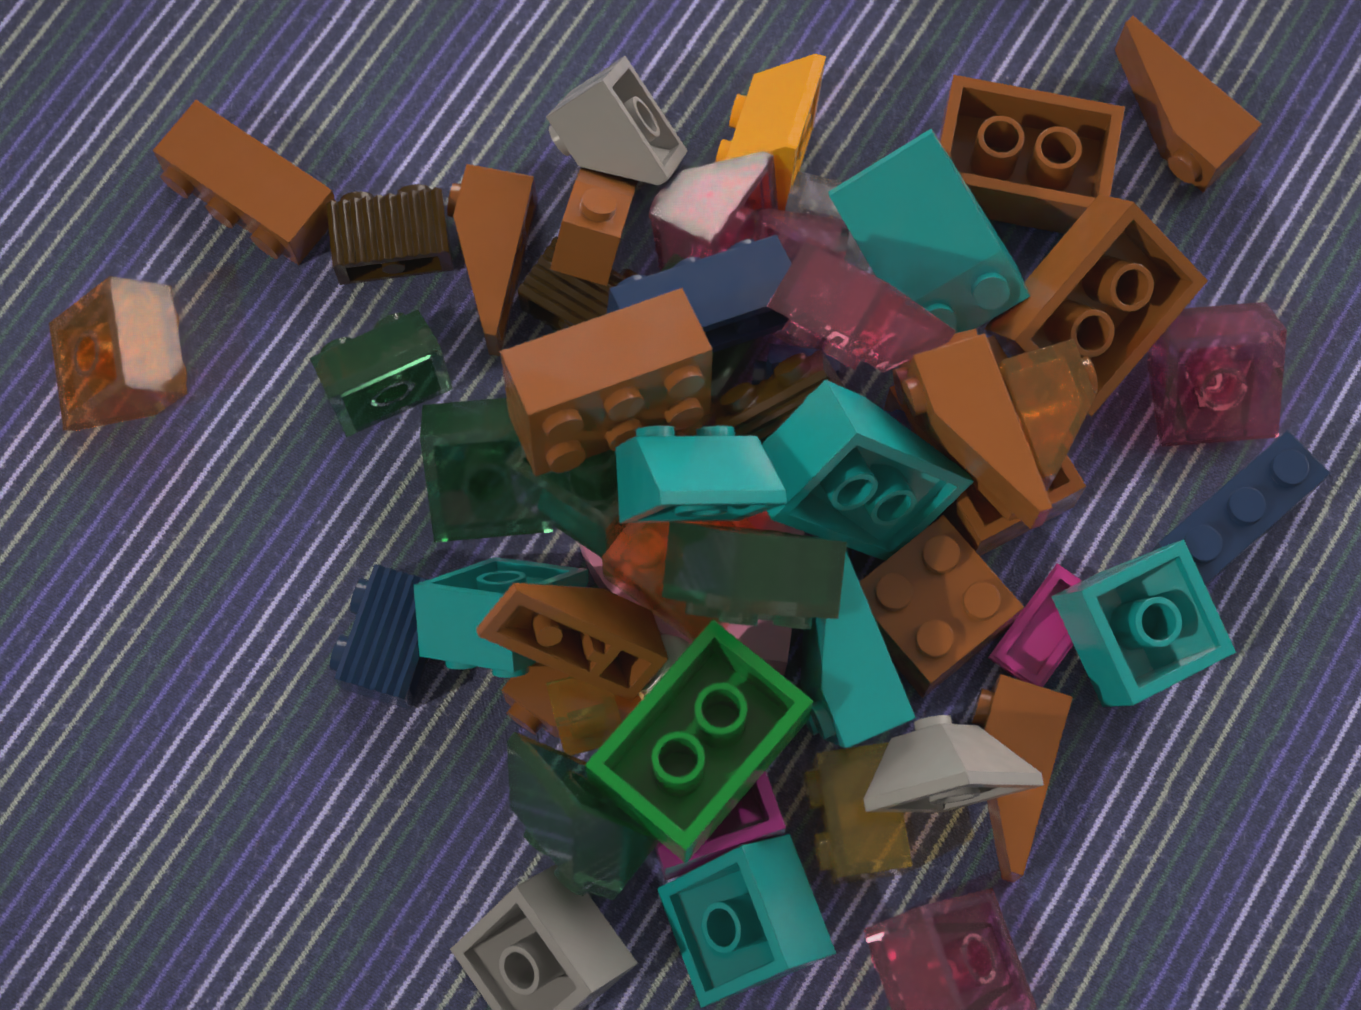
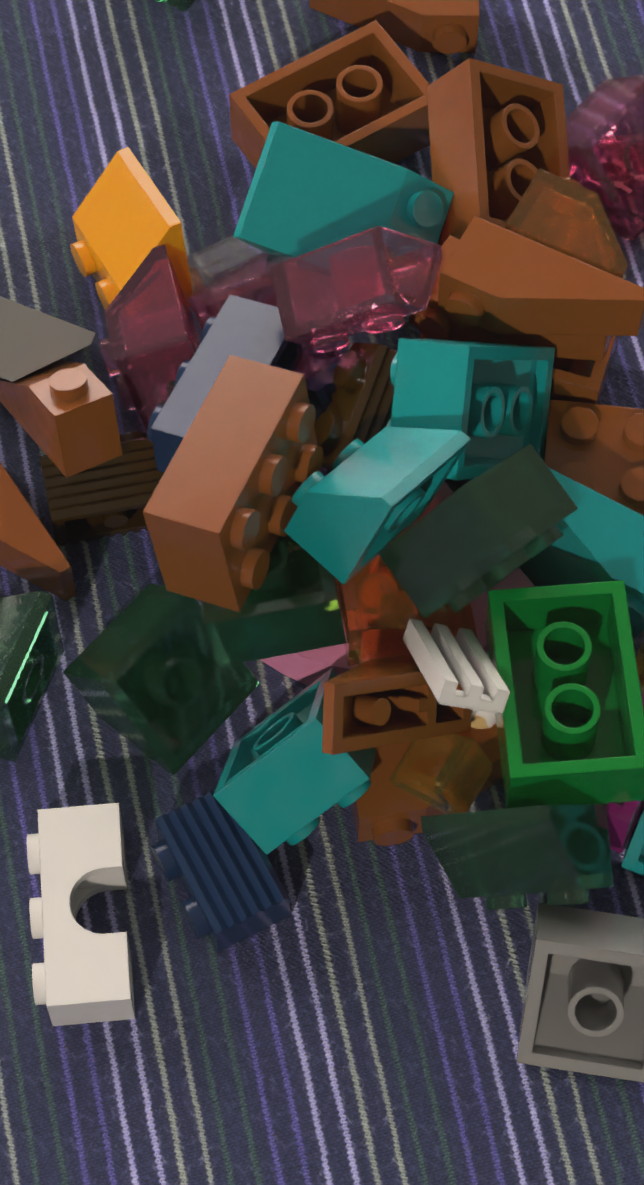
camera: 45 degrees left, 10 degrees down
(303, 539) = (83, 972): none -> white arch
(657, 627) = (456, 660): none -> white tile

